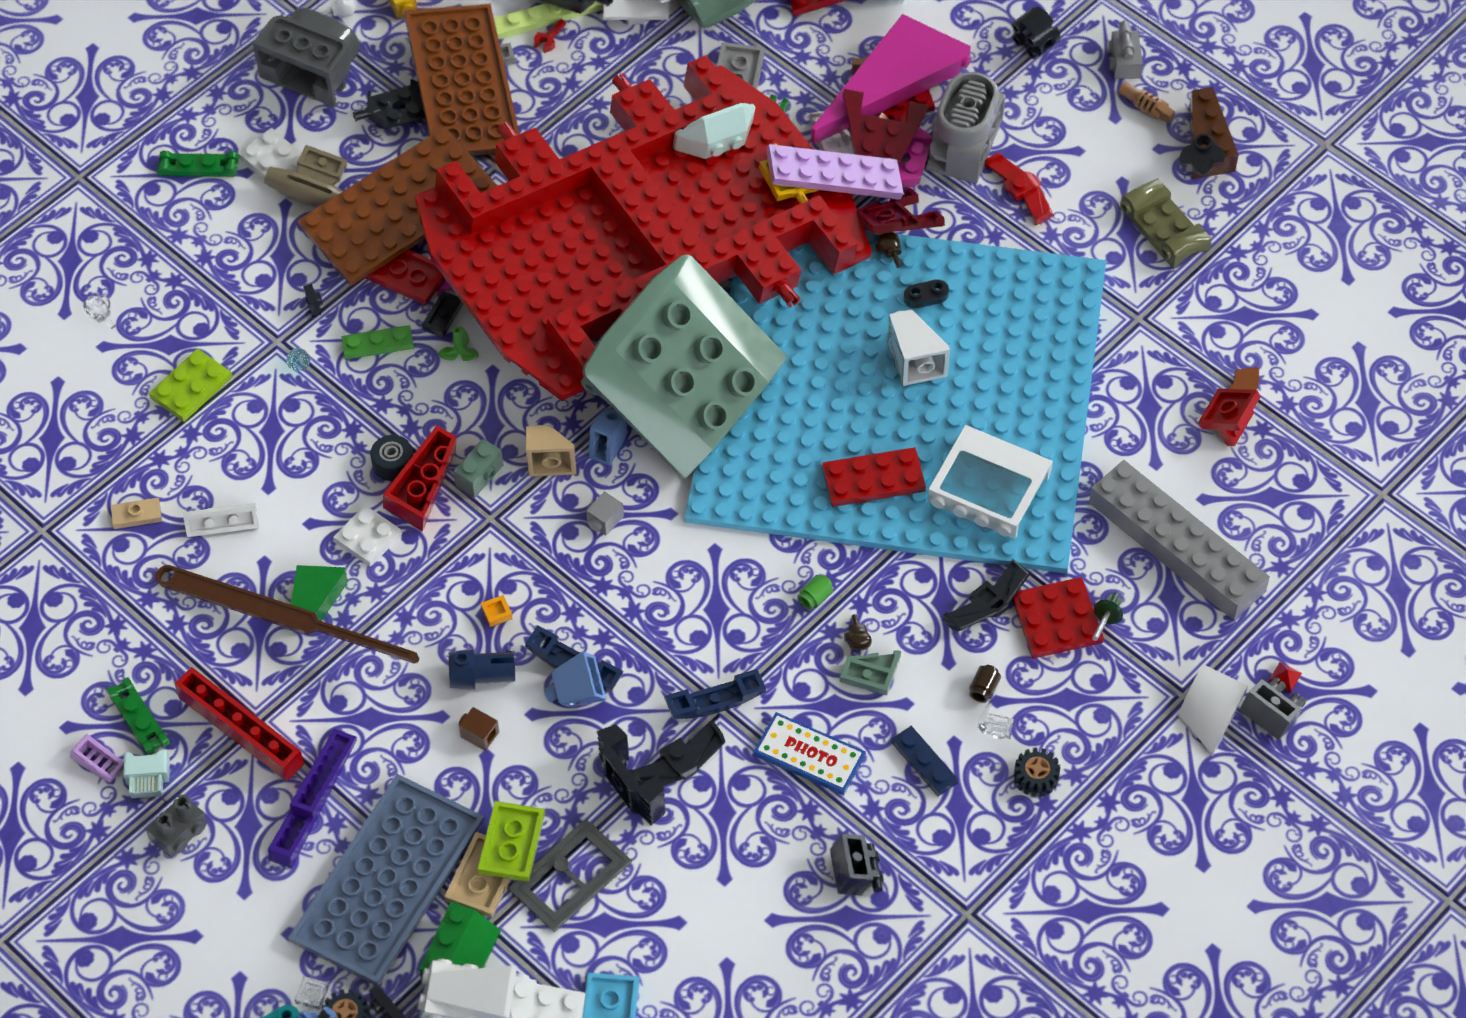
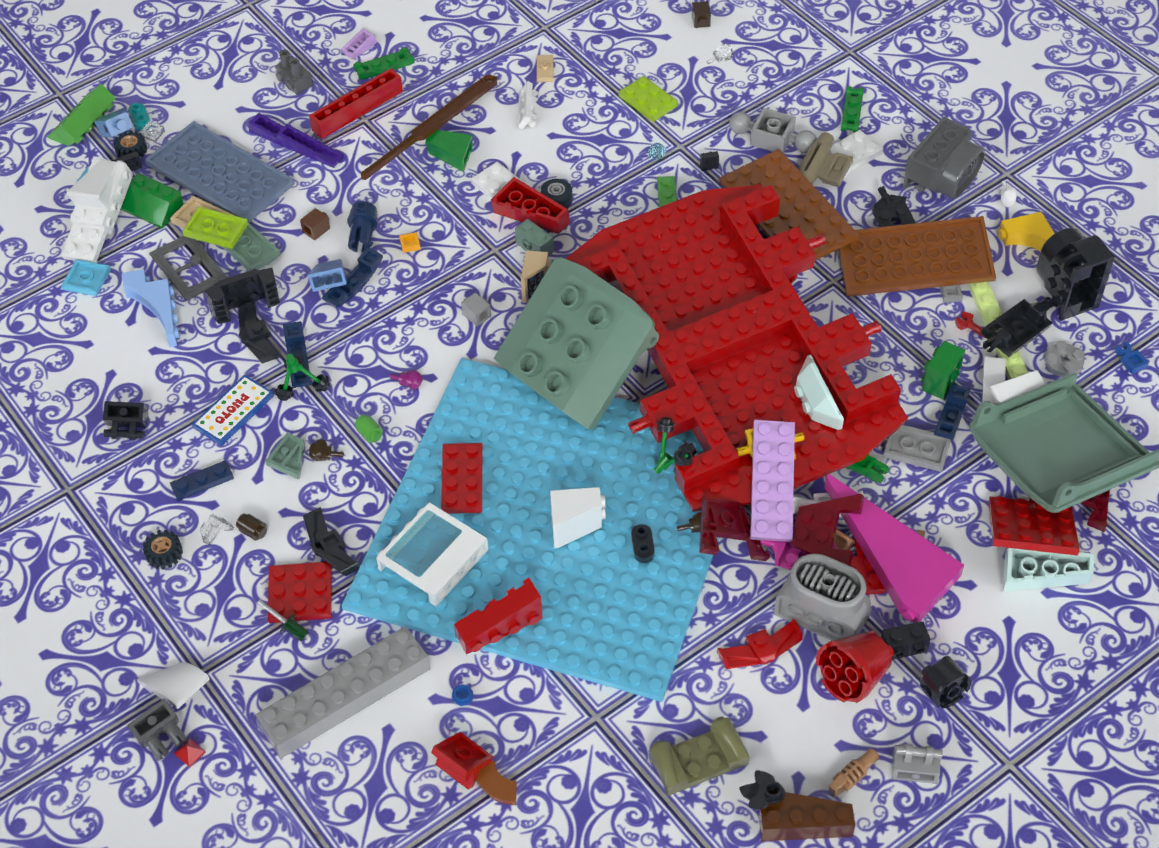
camera: 100 degrees right, 5 degrees down
(20, 339) = (701, 14): none -> dark brown brick
(146, 773) = (338, 64): light aqua piece -> none
(255, 236) = (772, 130): none -> light grey brick
(538, 788) = (253, 249): none -> sand green plate
(635, 47) = (942, 369): none -> green brick
(645, 885) = (156, 297): none -> light blue arch
(687, 47) = (952, 411): none -> dark blue slope
(726, 566) = (409, 379): none -> magenta piece
(753, 663) = (294, 364): none -> plant
(808, 252) = (681, 457): none -> black plant
(990, 62) = (907, 639): none -> black brick
(1038, 97) = (854, 665): none -> red cone
(1061, 398) = (500, 618): none -> red wedge
(1148, 434) = (462, 695): none -> blue plate

